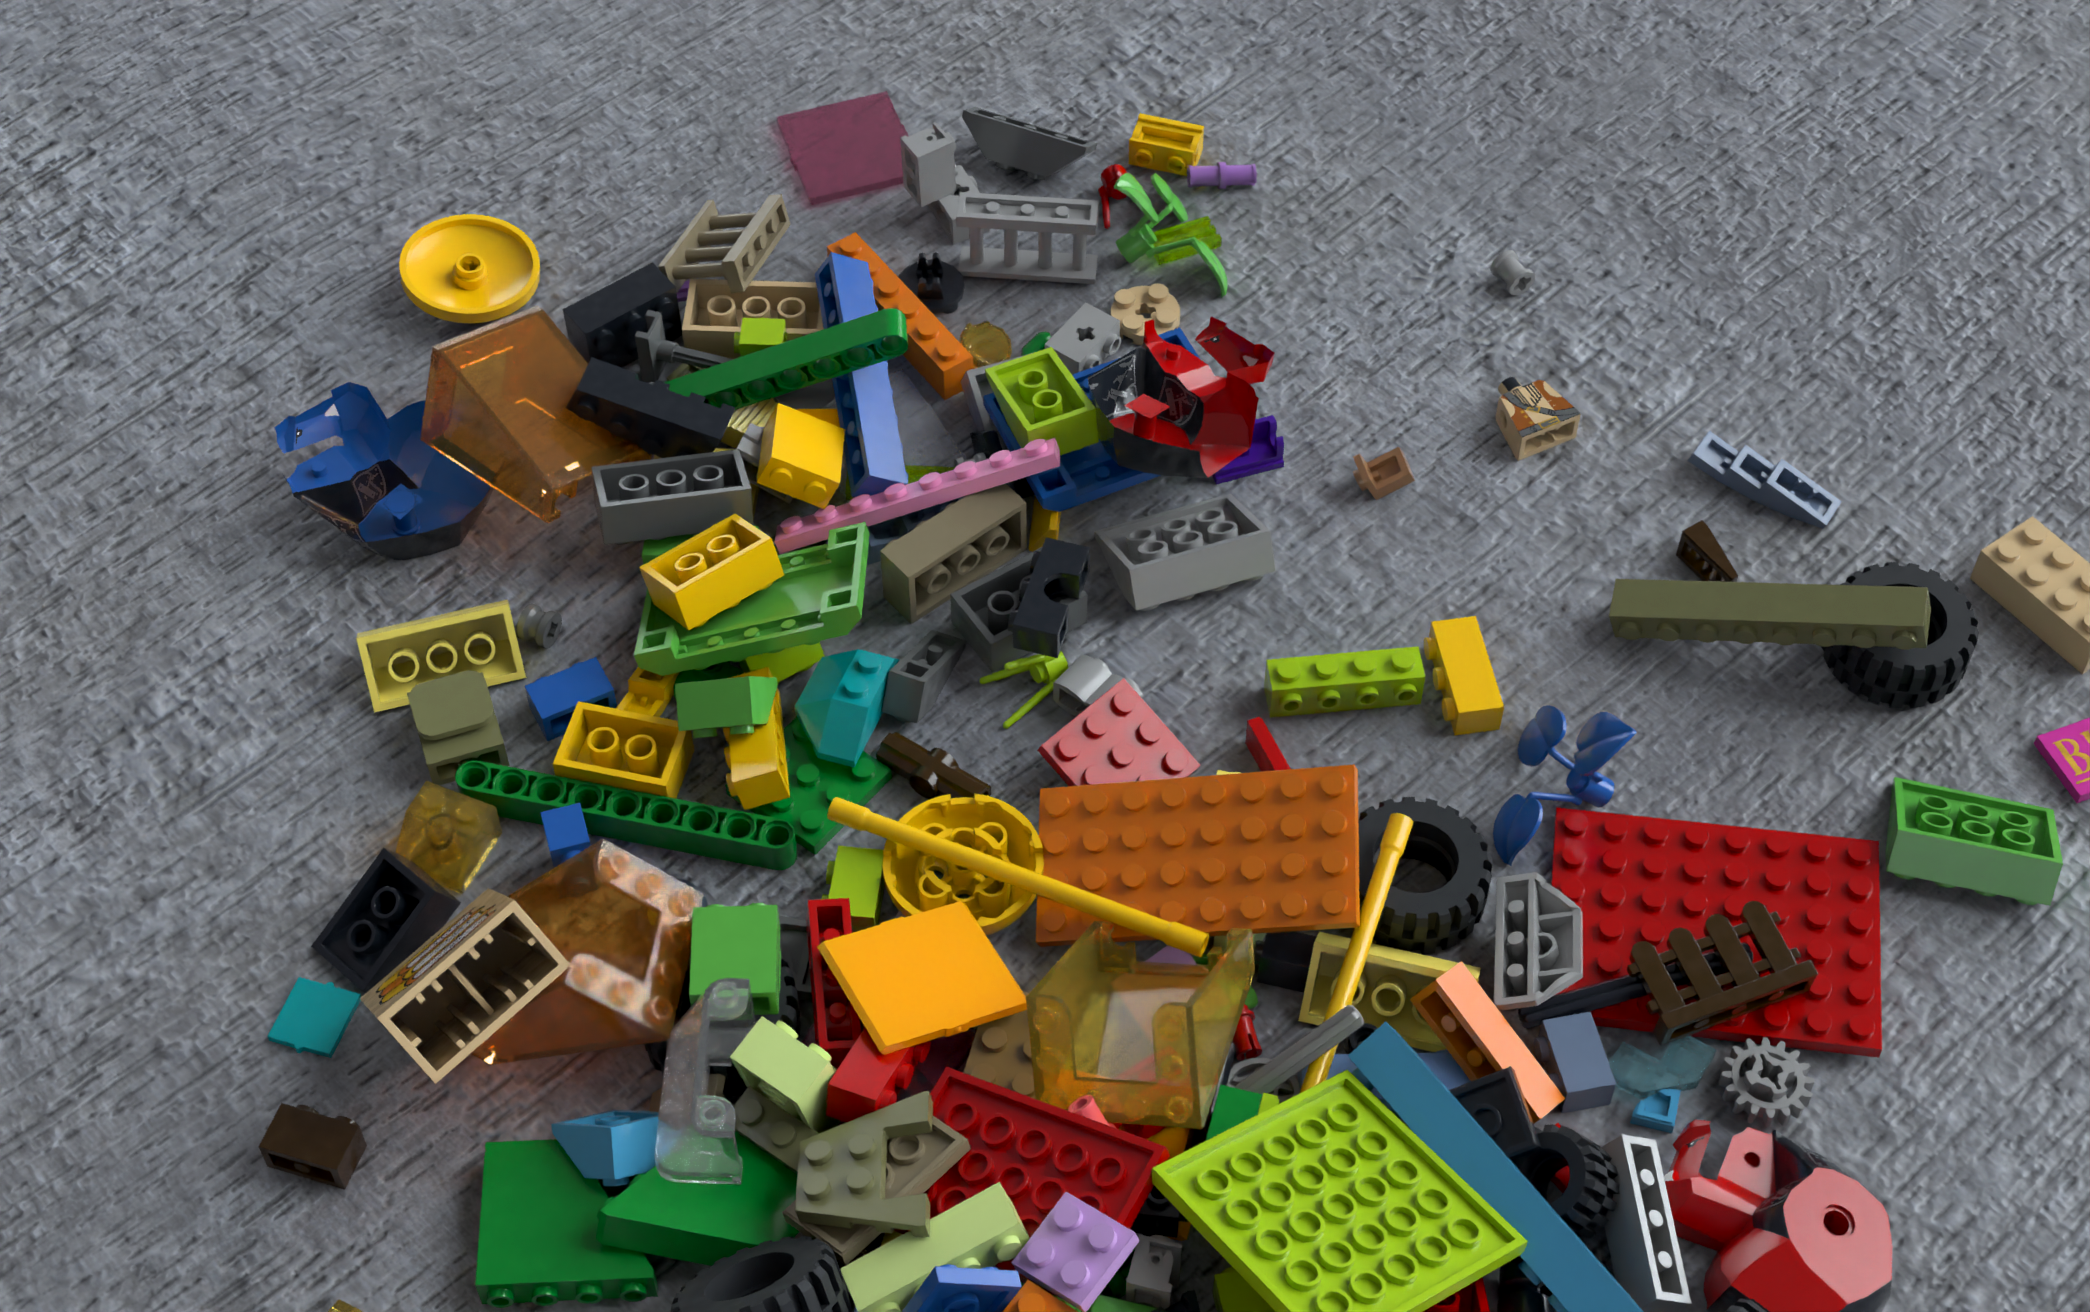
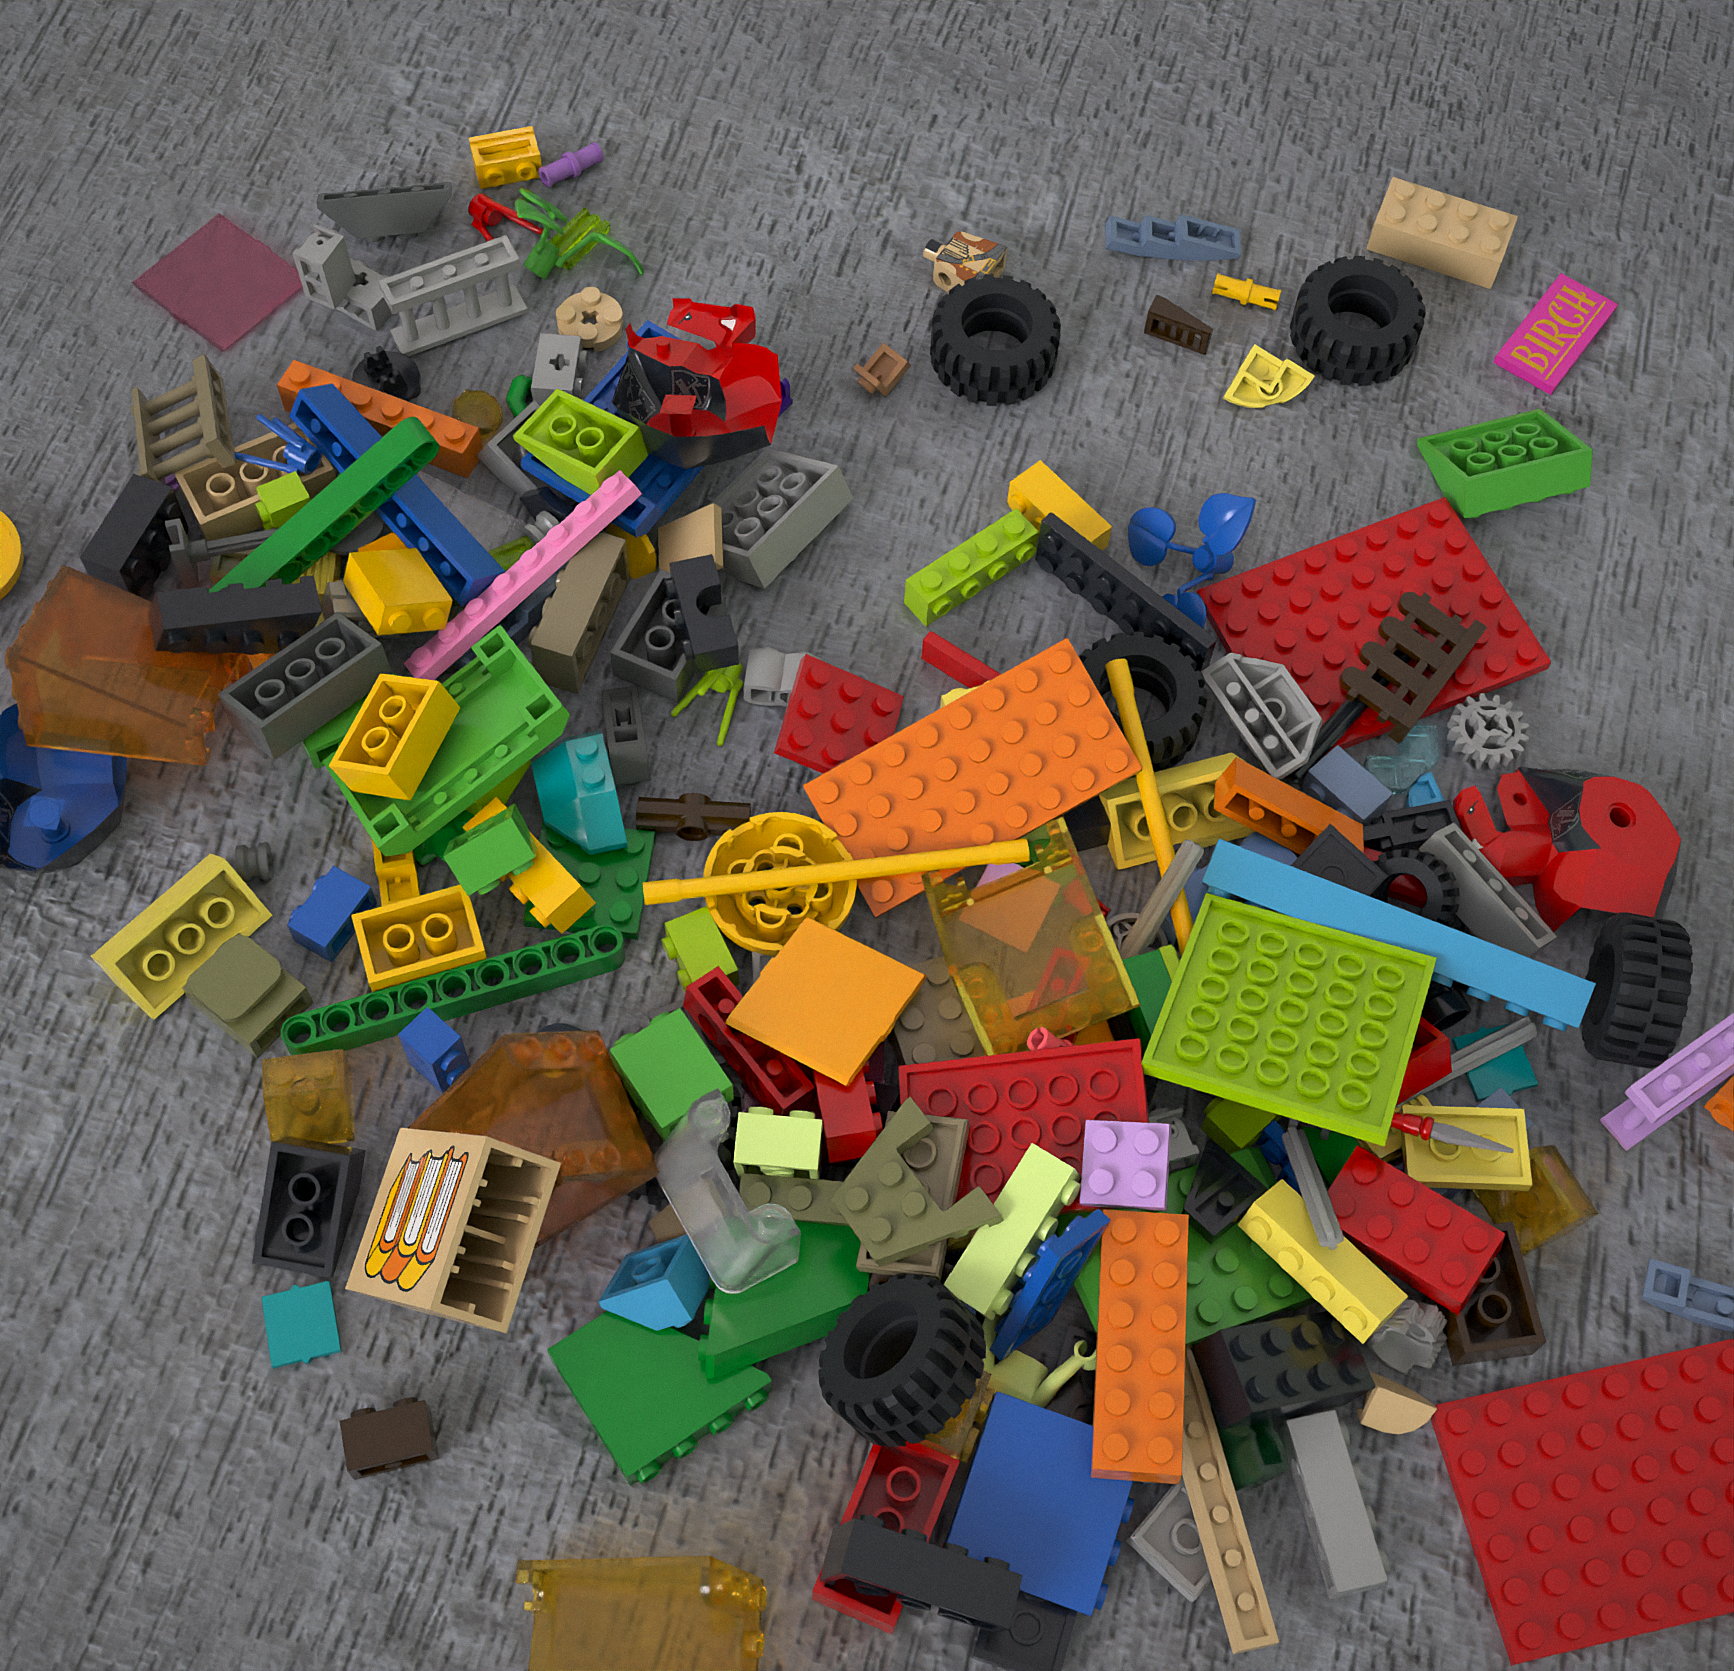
camera: 35 degrees left, 10 degrees up
(799, 307) = (298, 452): none -> blue plant
(1104, 536) = (692, 537): none -> tan tile
(1465, 769) = (1117, 591): none -> black plate
(1500, 525) = (1001, 307): none -> black tyre
(1512, 272) = (868, 147): light grey bush -> none
(1605, 1122) = (1408, 826): none -> black hinge
(1768, 659) = (1266, 380): none -> light yellow brick
(1771, 613) = (1265, 349): olive brick -> none
(1806, 560) = (1246, 291): none -> yellow pin

